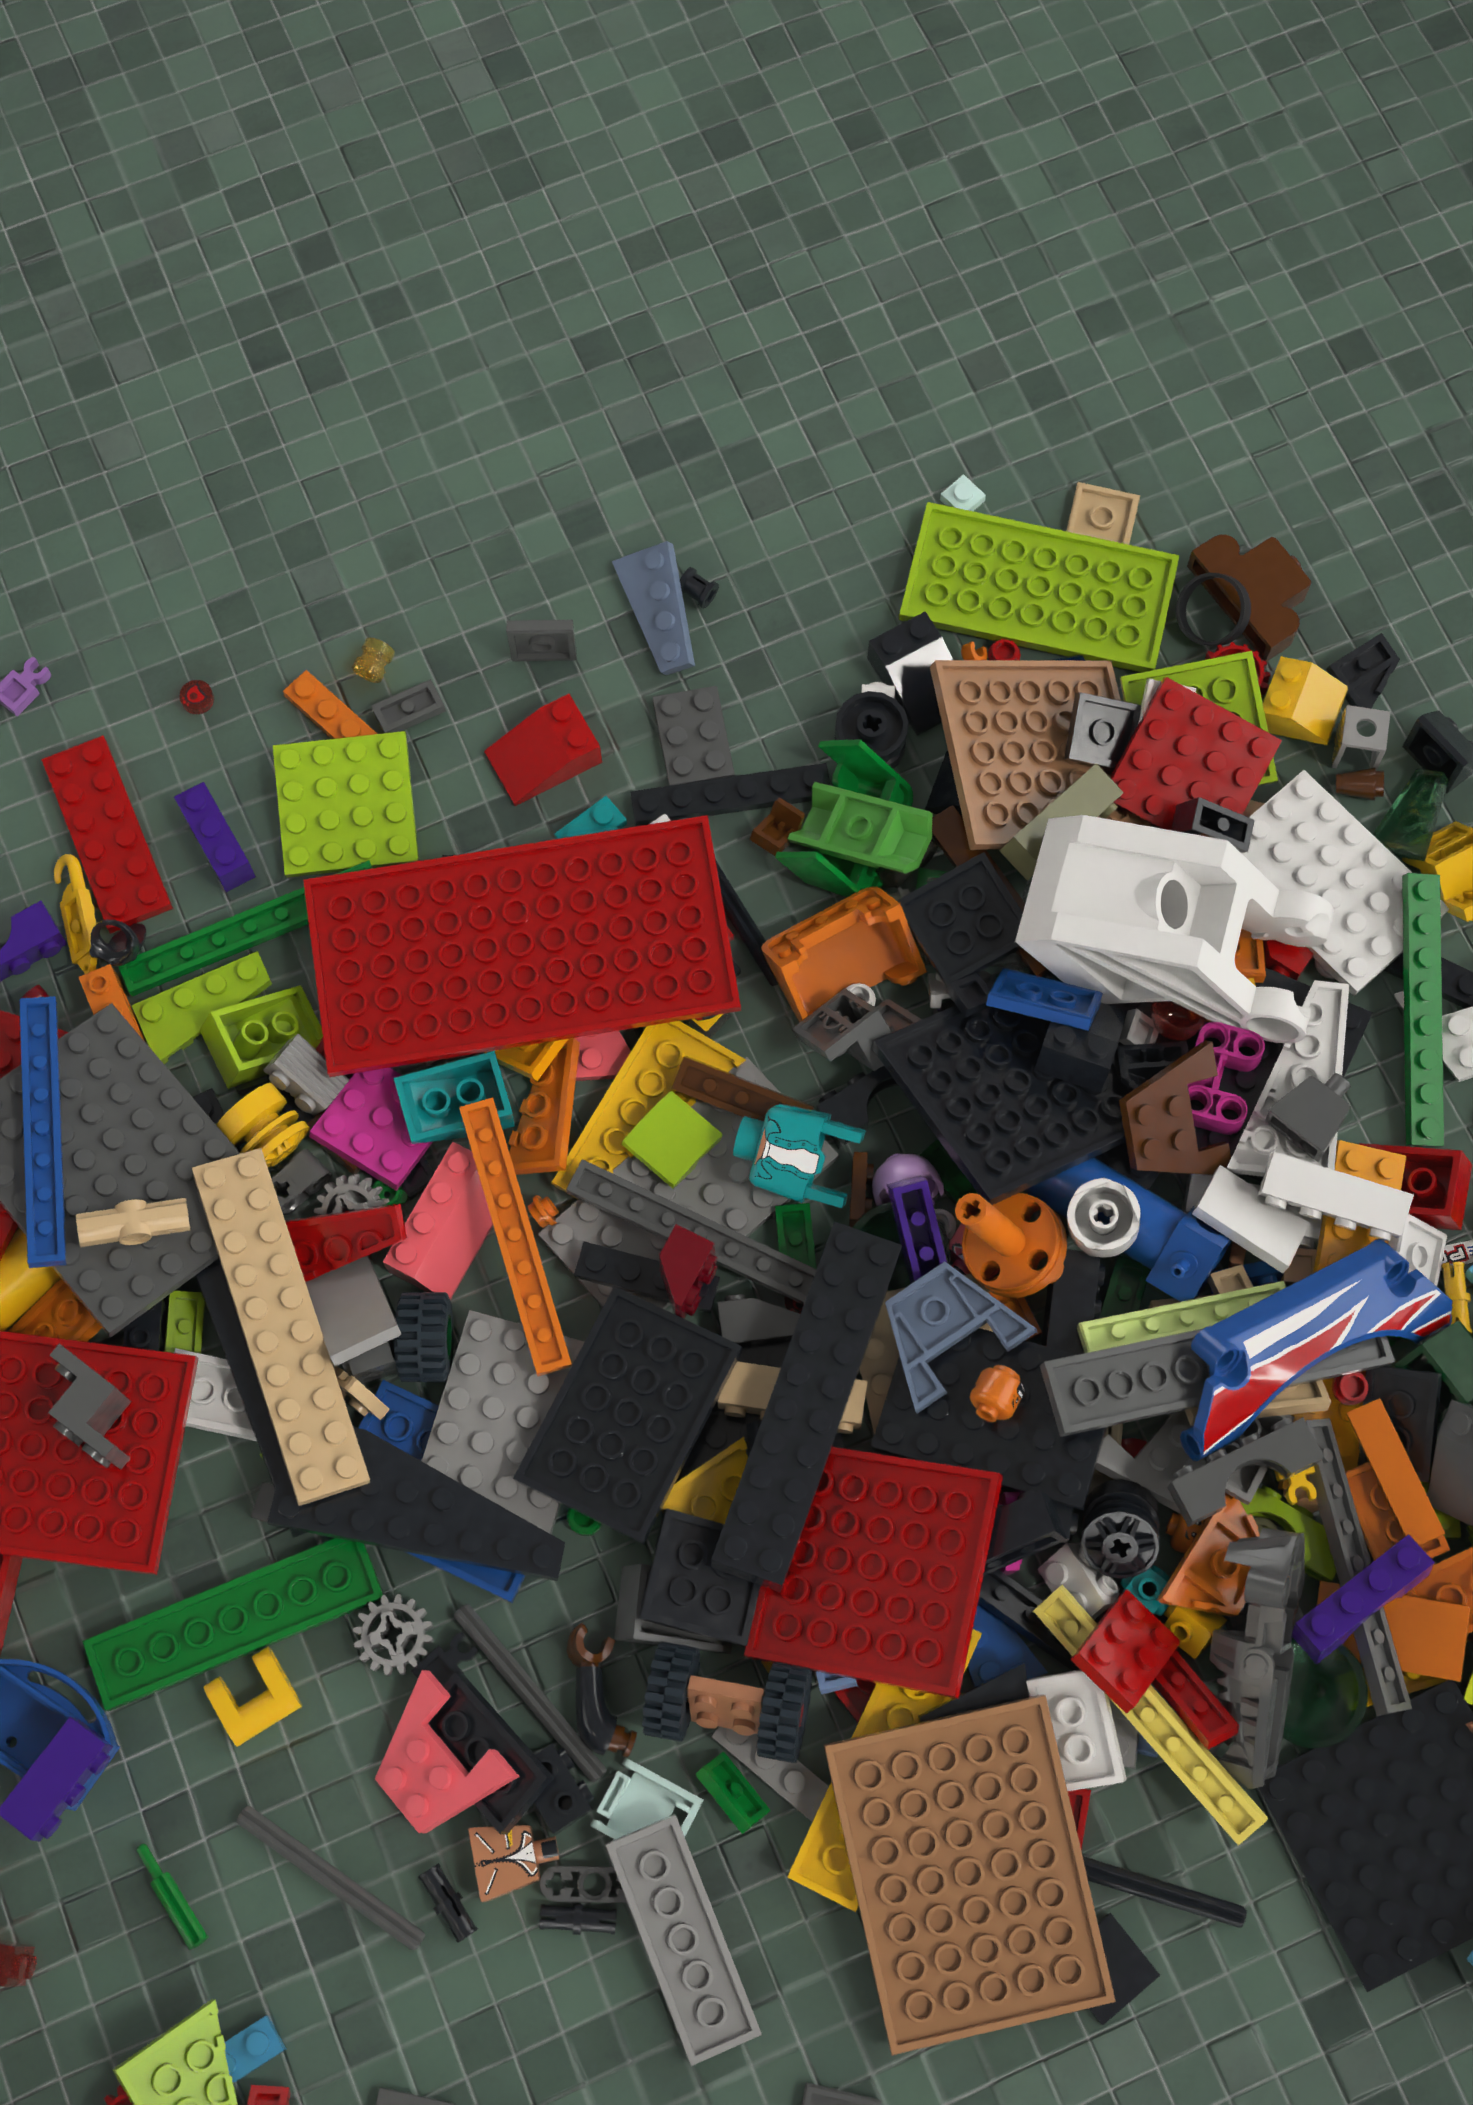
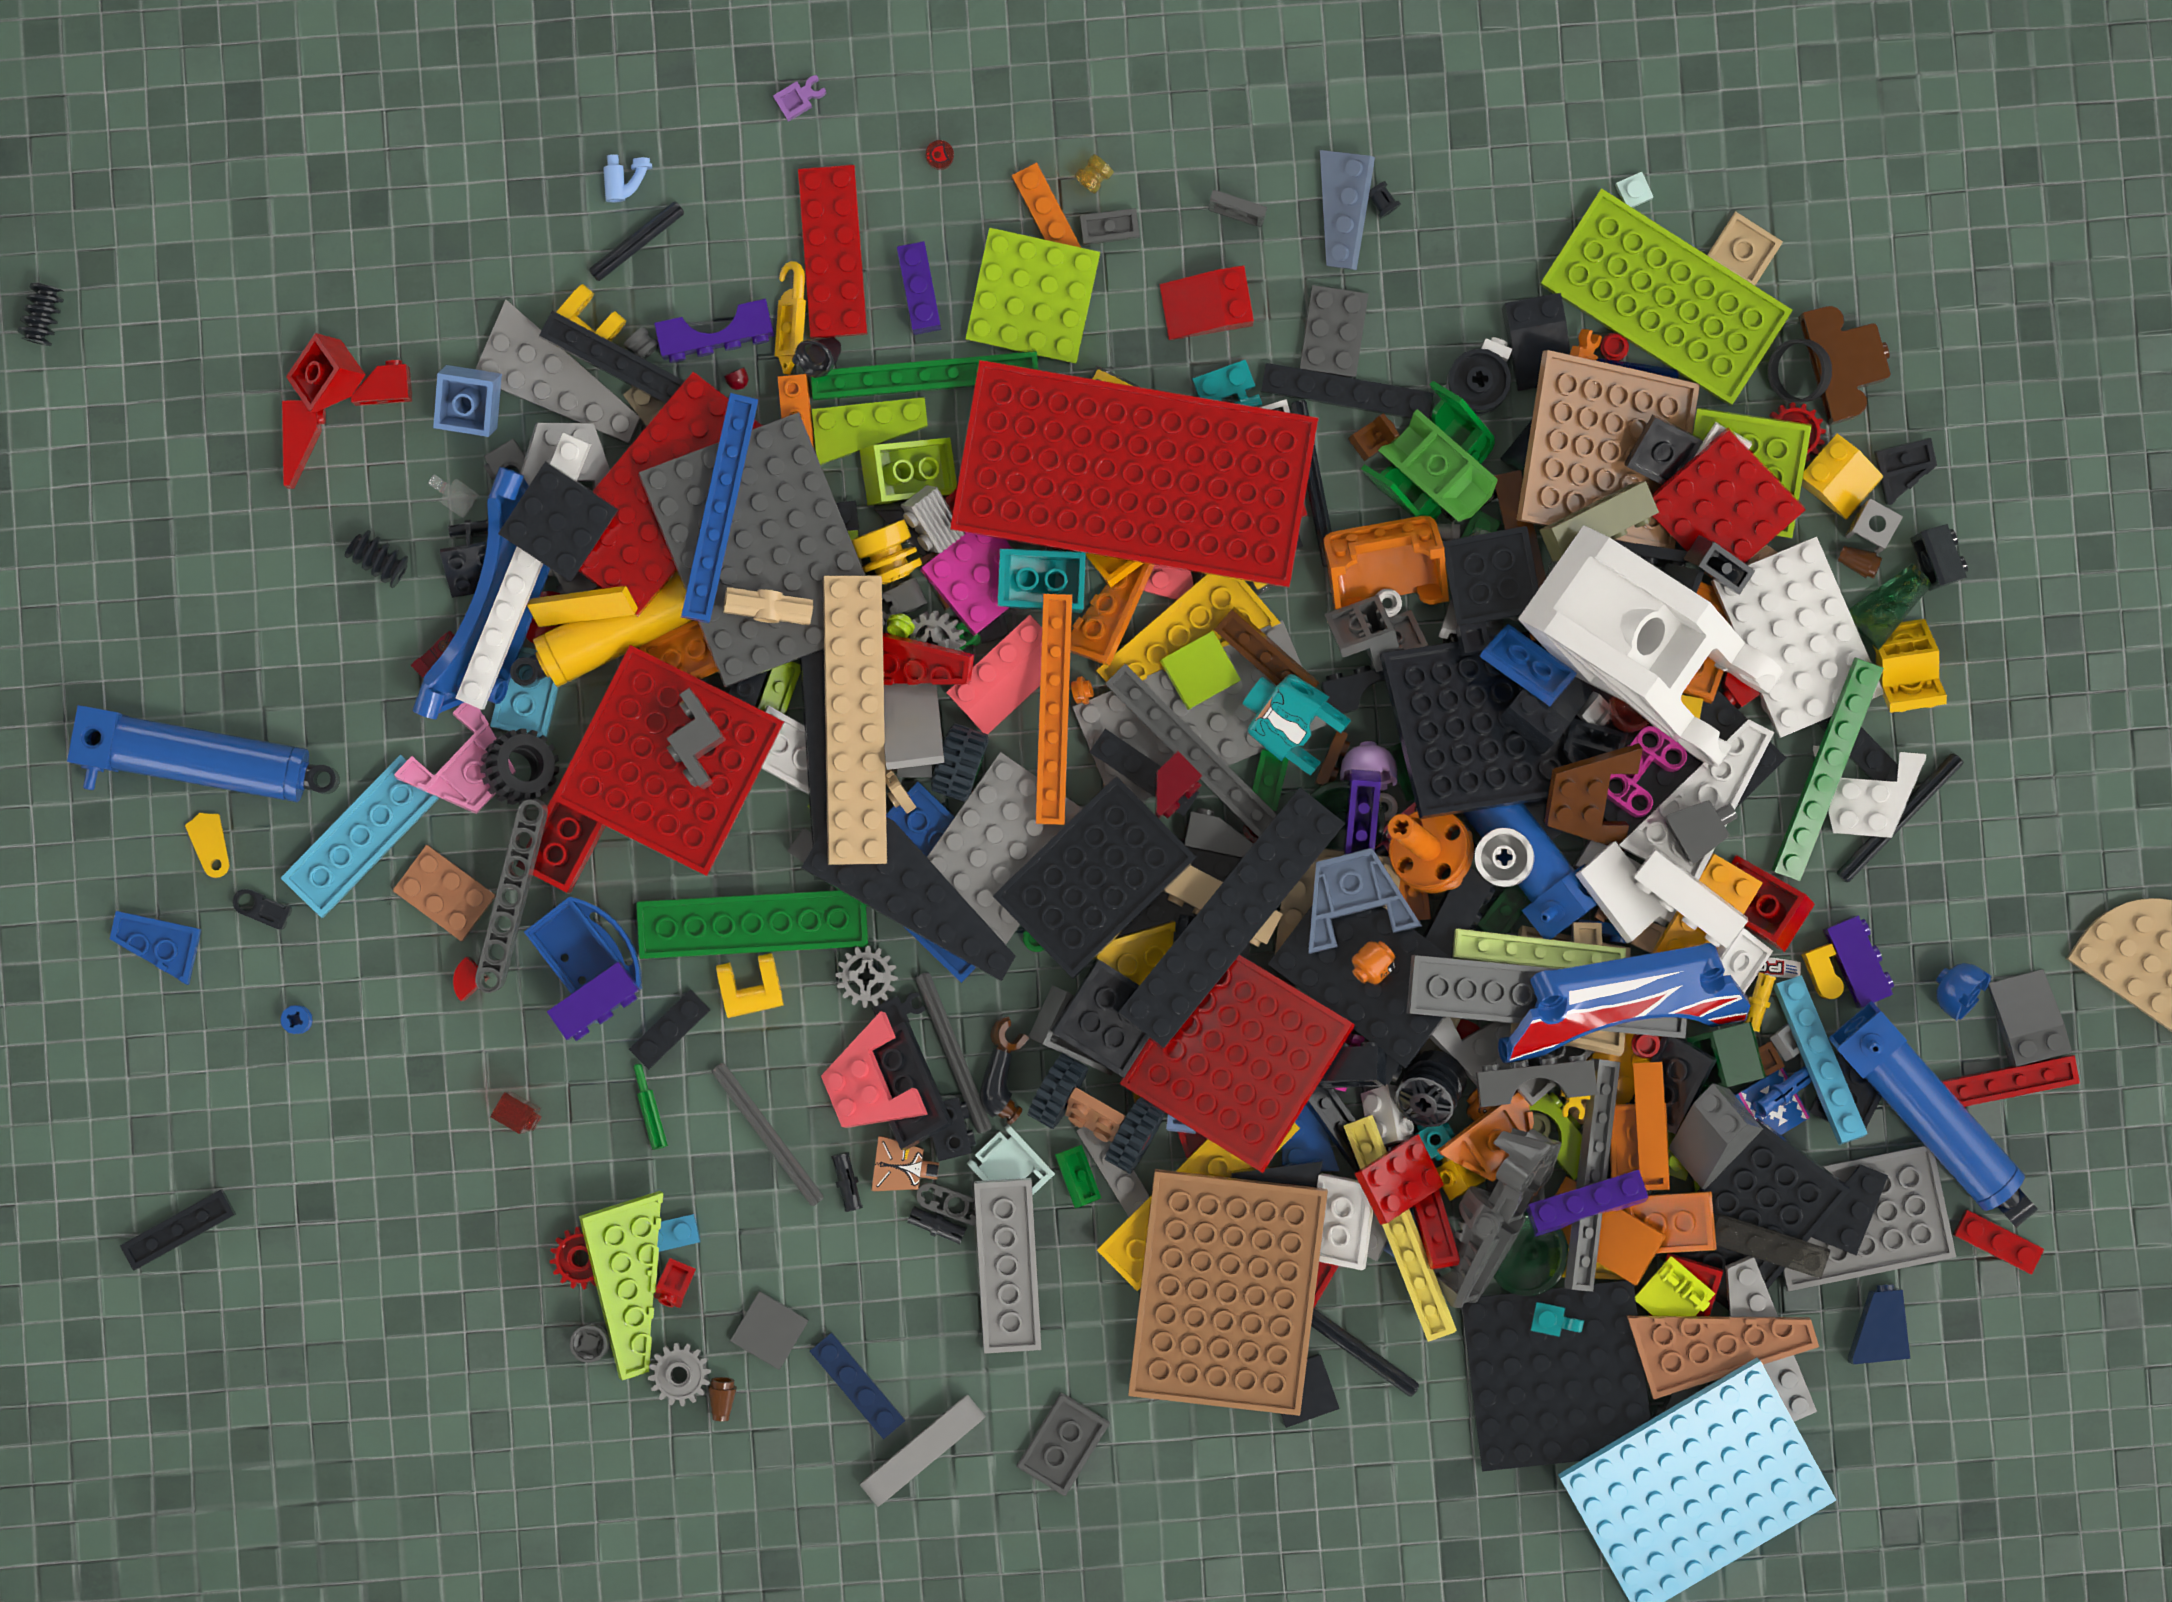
camera: 15 degrees right, 15 degrees up
(169, 1787) = (669, 1029): none -> black plate
(304, 1204) = (900, 625): none -> lime plate
(1375, 1763) = (1551, 1320): none -> teal plate

